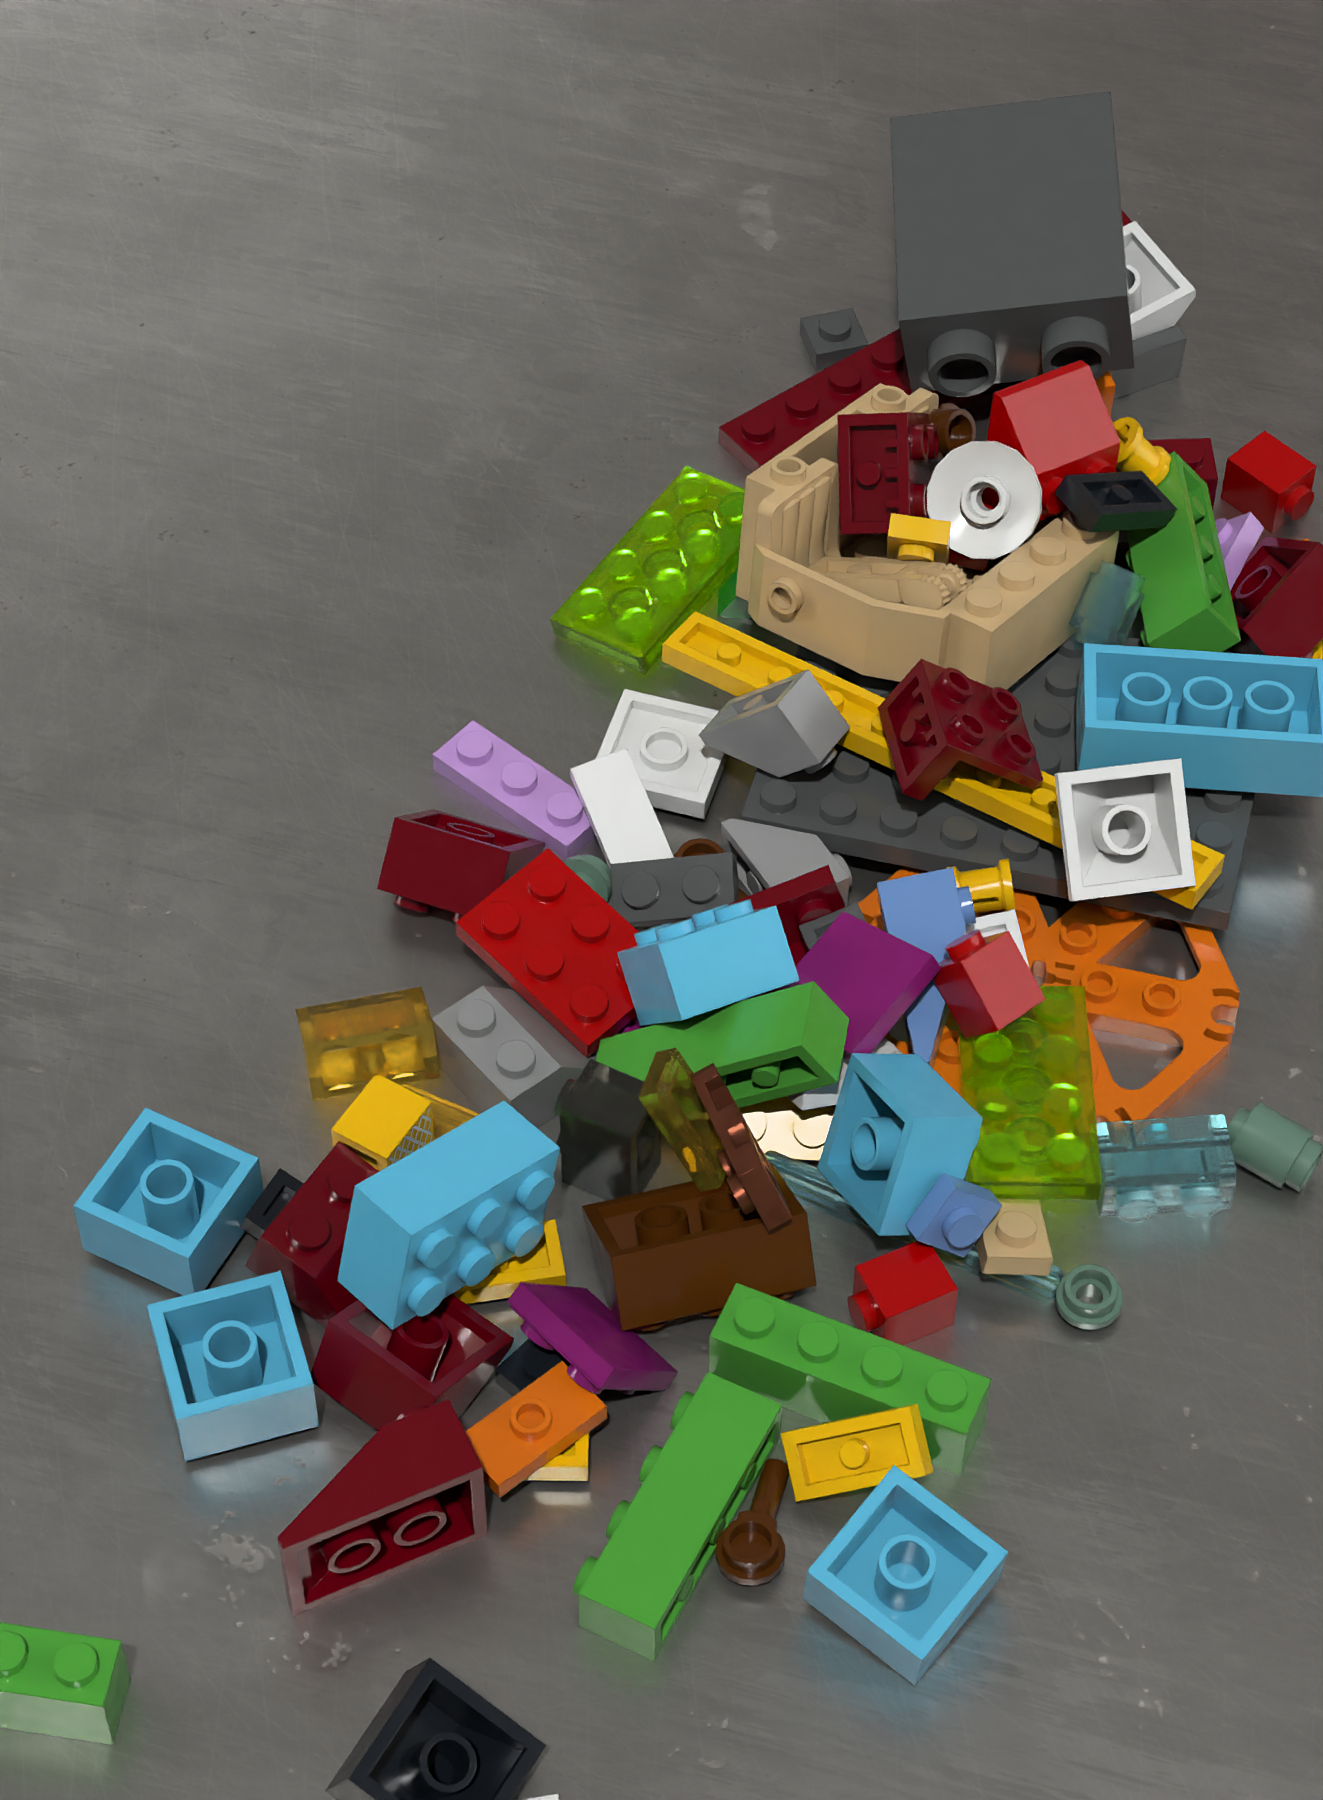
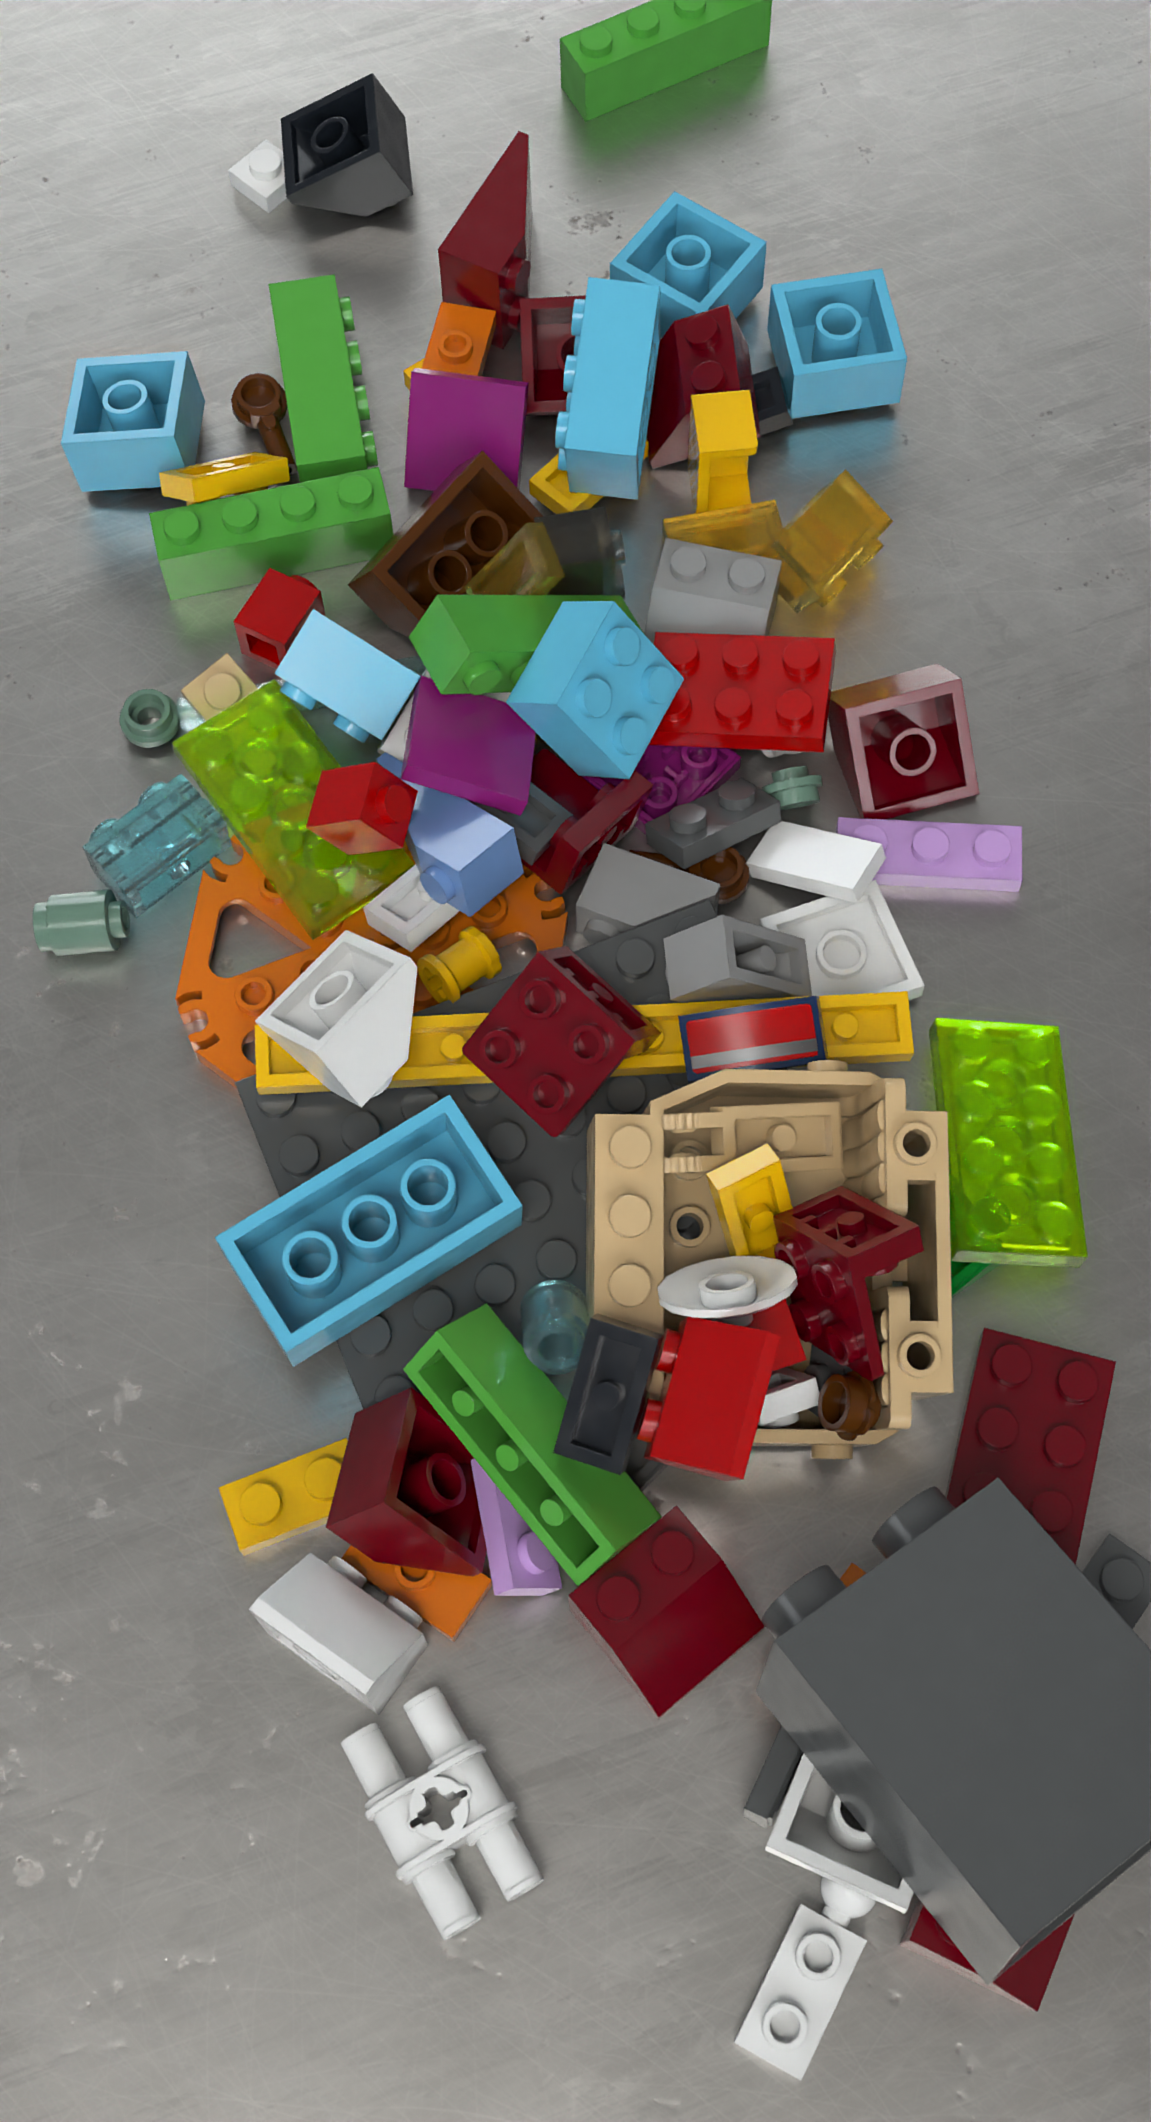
camera: 145 degrees right, 15 degrees up
(742, 1157) = (441, 560): copper wing -> none
(797, 644) = (753, 1037): none -> slope
(953, 1215) = (265, 652): medium blue plate -> none
(1138, 453) = (650, 1508): yellow bush -> none
(1226, 278) = (805, 1981): none -> white plate
(1269, 482) = (533, 1682): red brick -> none

